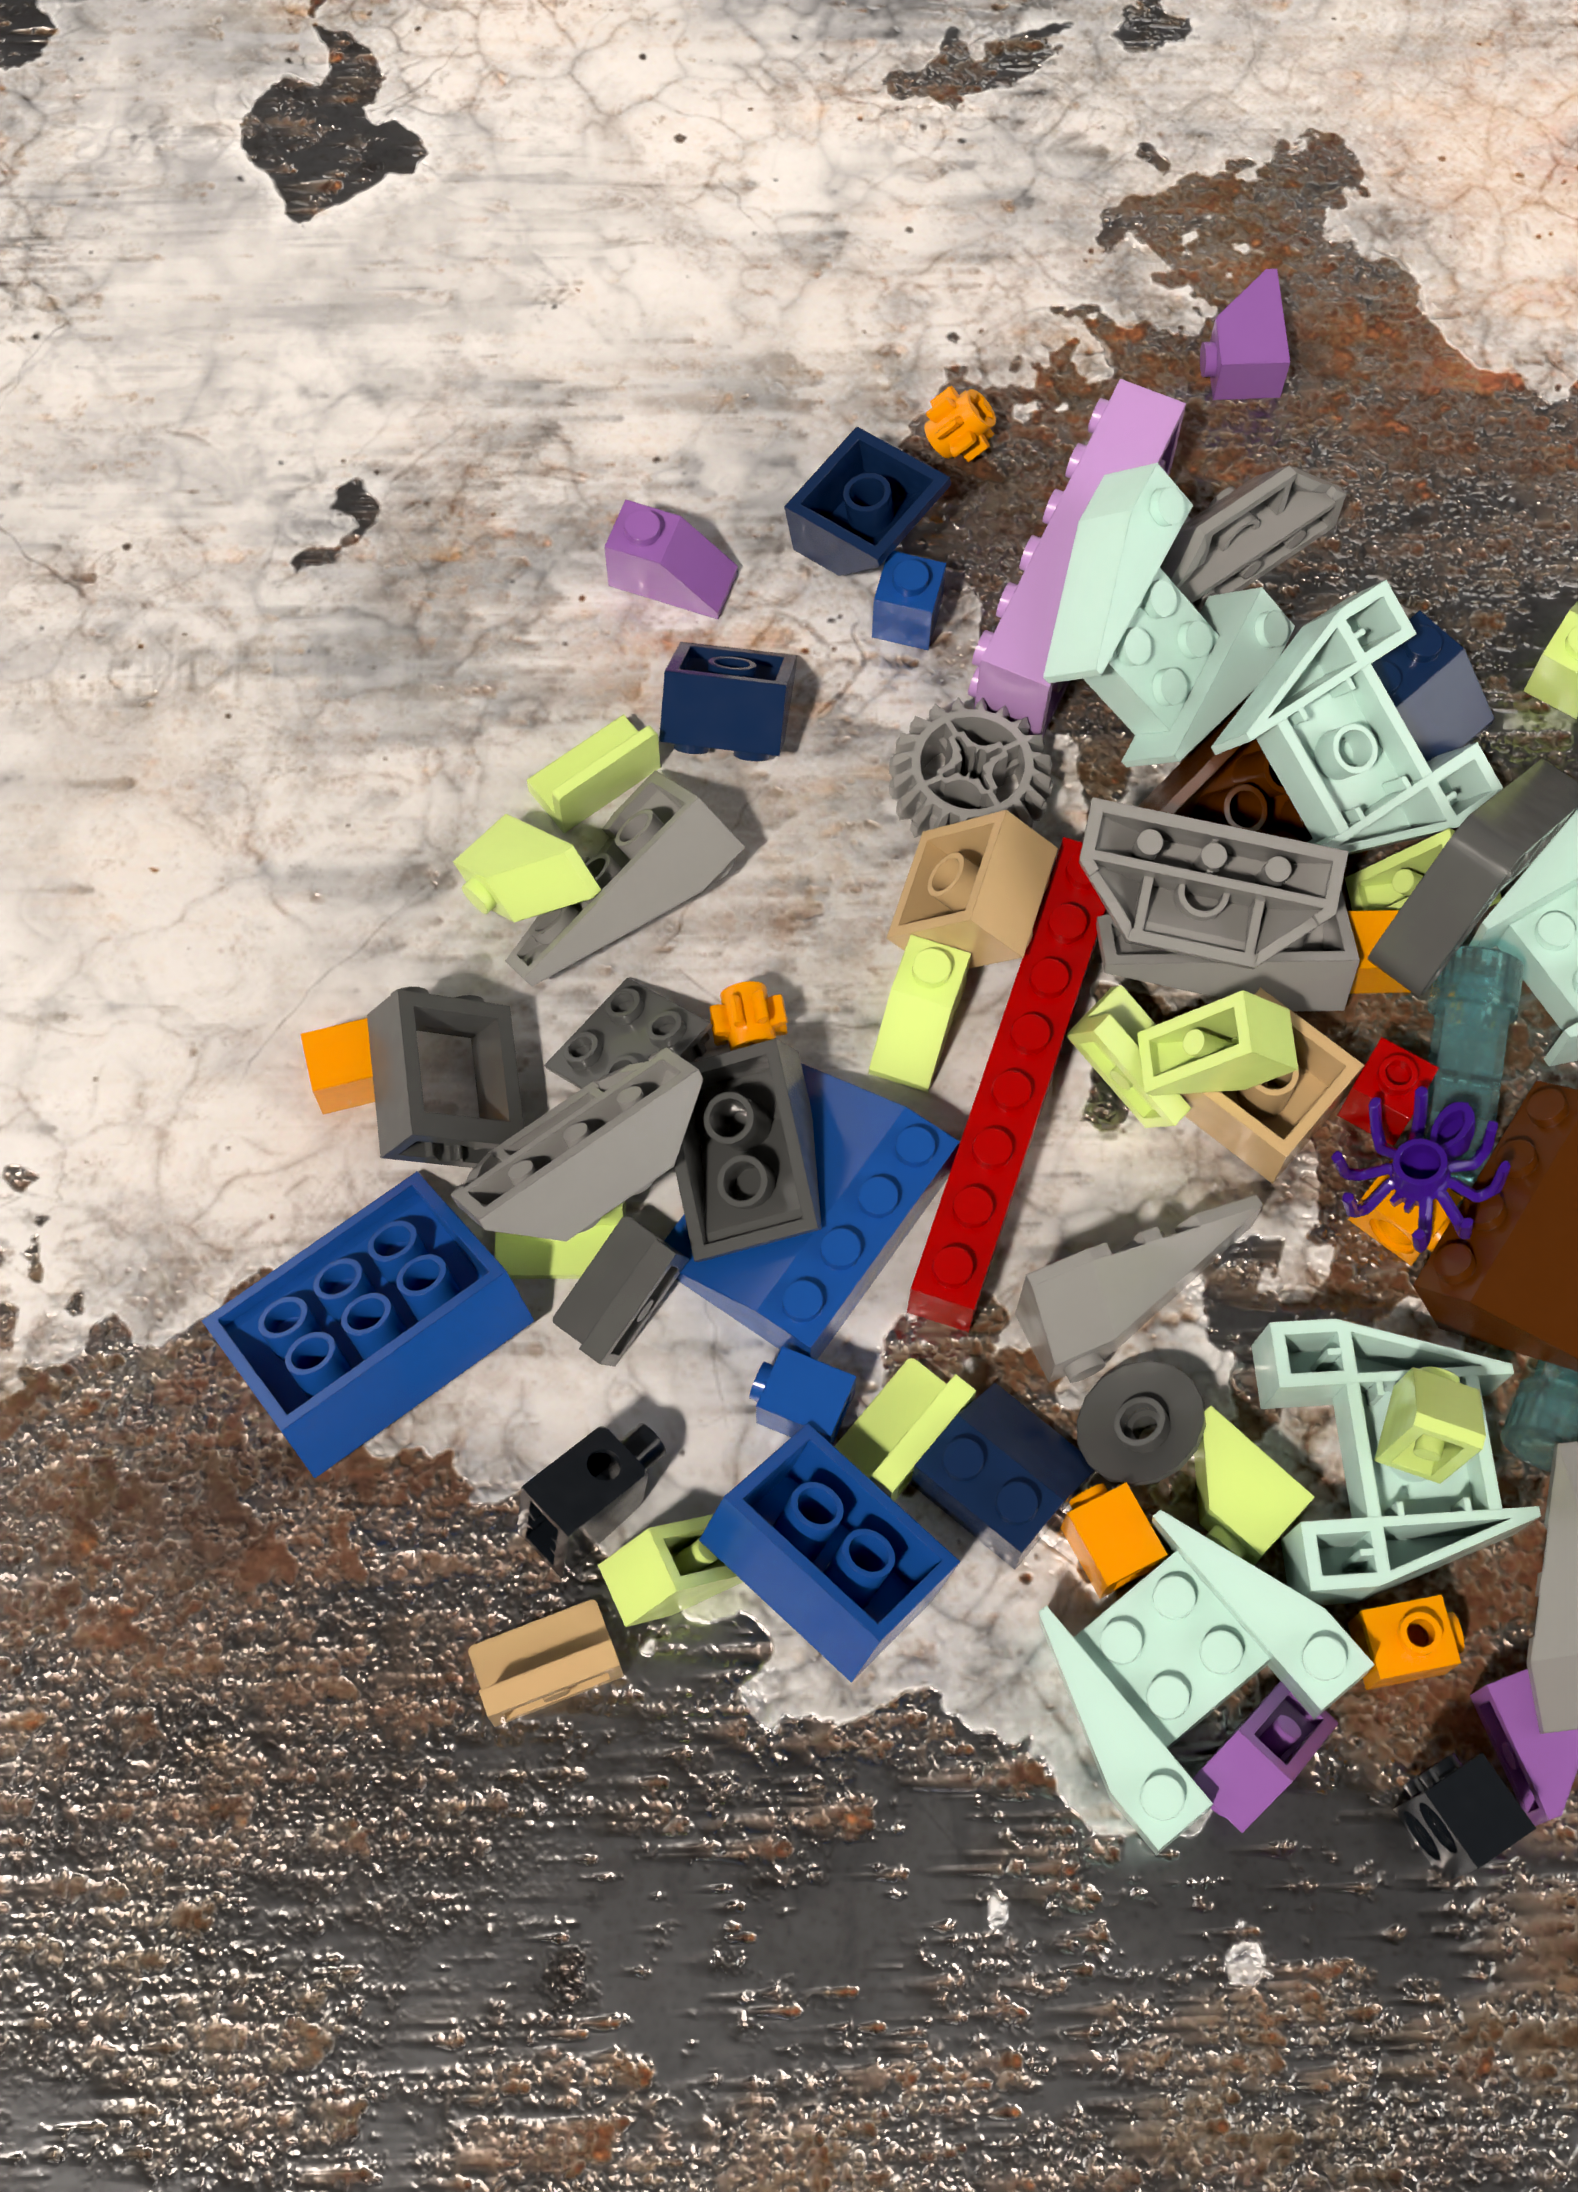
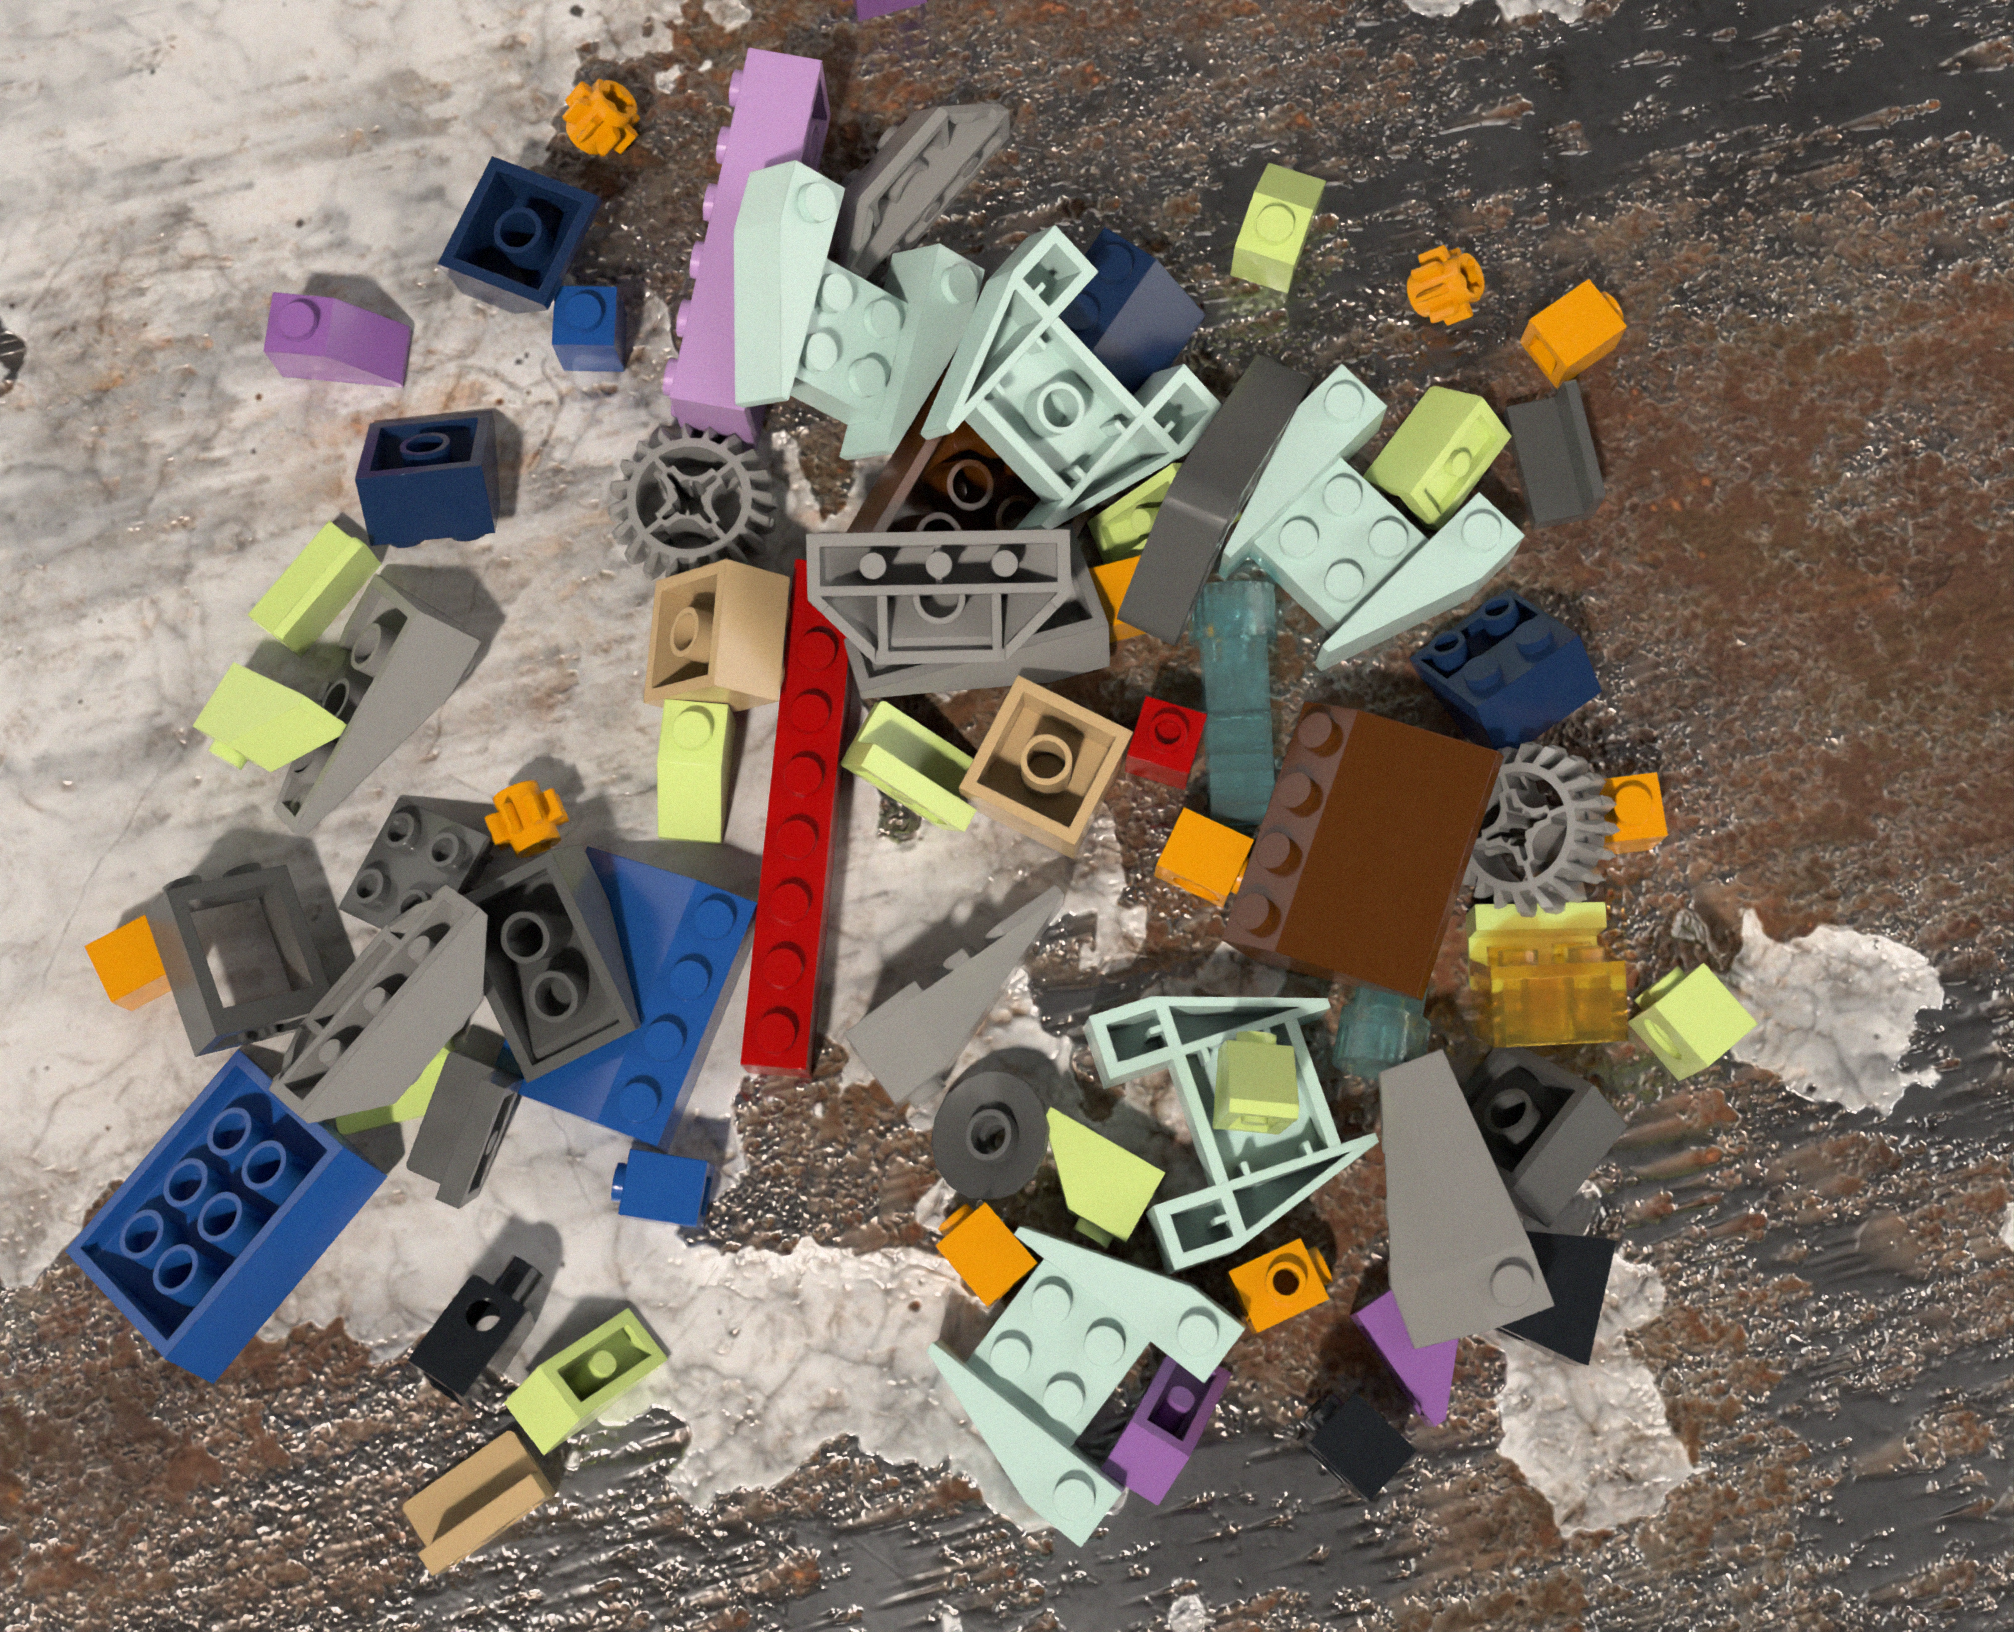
camera: 10 degrees left, 10 degrees up
(828, 1551) = (716, 1338): blue brick -> none
(903, 1425) = (765, 1193): yellowish green panel -> none
(1001, 1474) = (870, 1211): dark blue slope -> none
(1218, 1047) = (985, 755): yellowish green slope -> none
(1424, 1166) = (1204, 828): dark purple animal -> none

